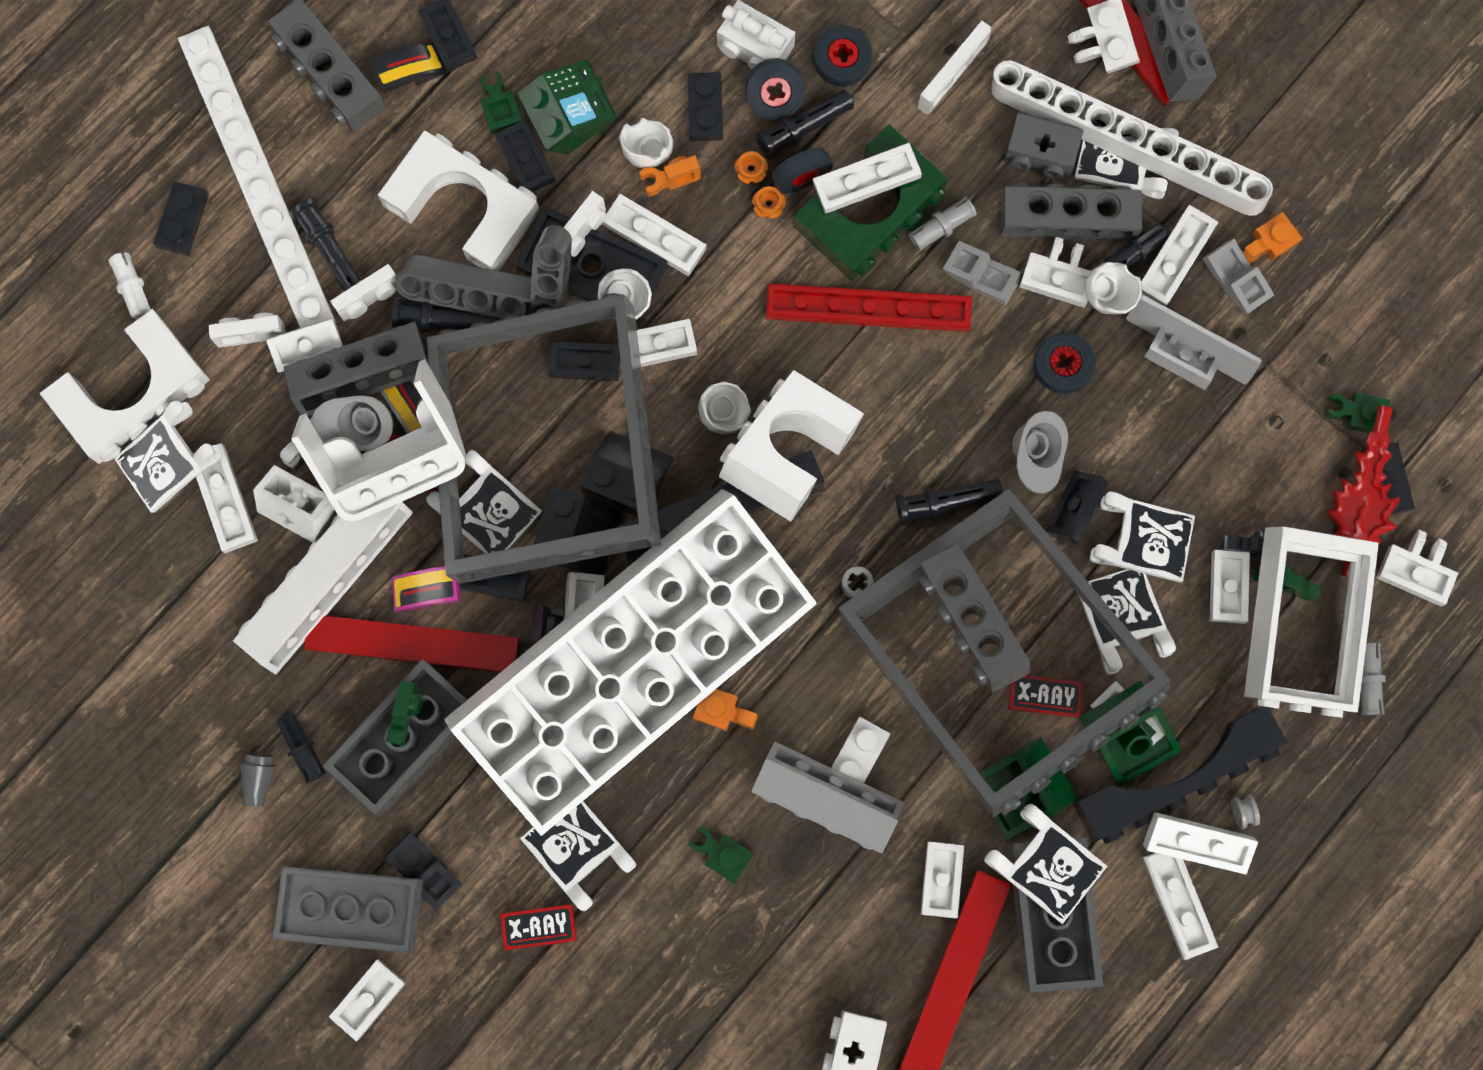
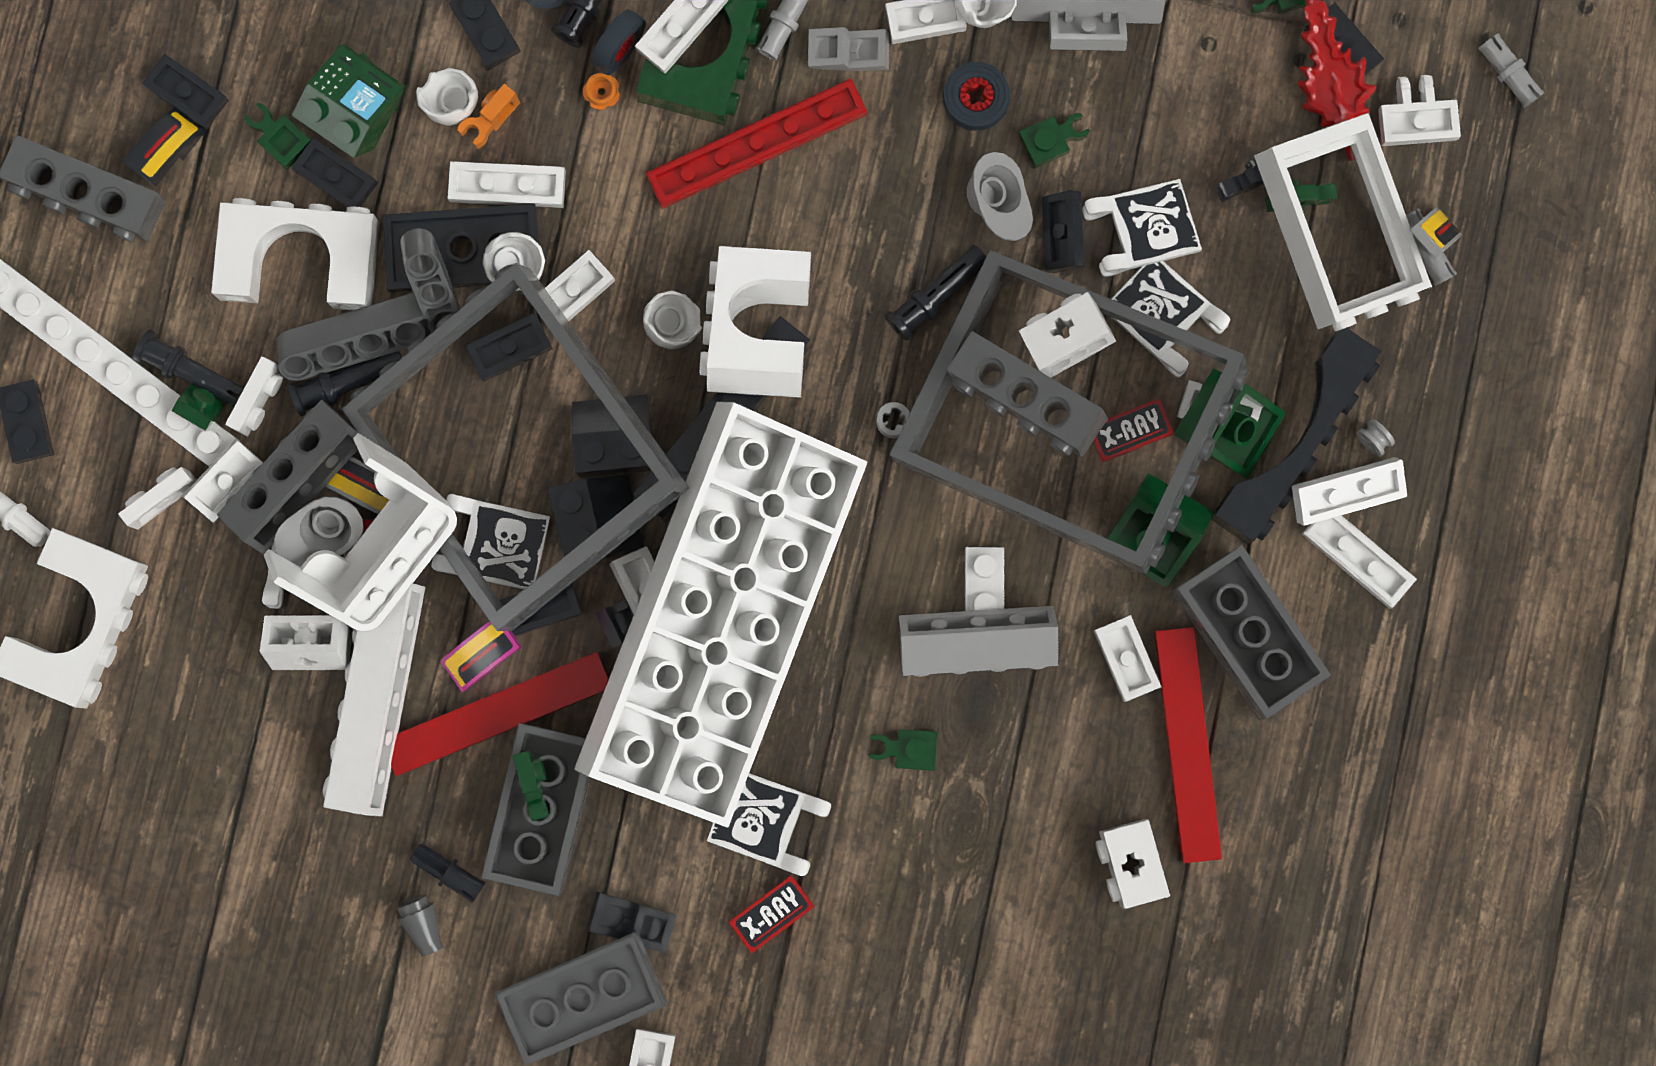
camera: 30 degrees left, 5 degrees up
(161, 461) = (148, 672): flag -> none
(226, 504) = (230, 674): white plate -> none
(317, 277) = (198, 407): none -> dark green plate
(587, 217) = (434, 201): white plate -> none
(720, 709) = (830, 613): orange plate -> none
(751, 159) = (561, 56): orange plate -> none
(1049, 597) = (1086, 329): none -> white brick
(1052, 868) = (1225, 593): flag -> none
(1103, 428) = (1049, 141): none -> dark green plate
(1229, 586) = (1249, 230): white plate -> none
(1384, 670) = (1436, 232): none -> slope

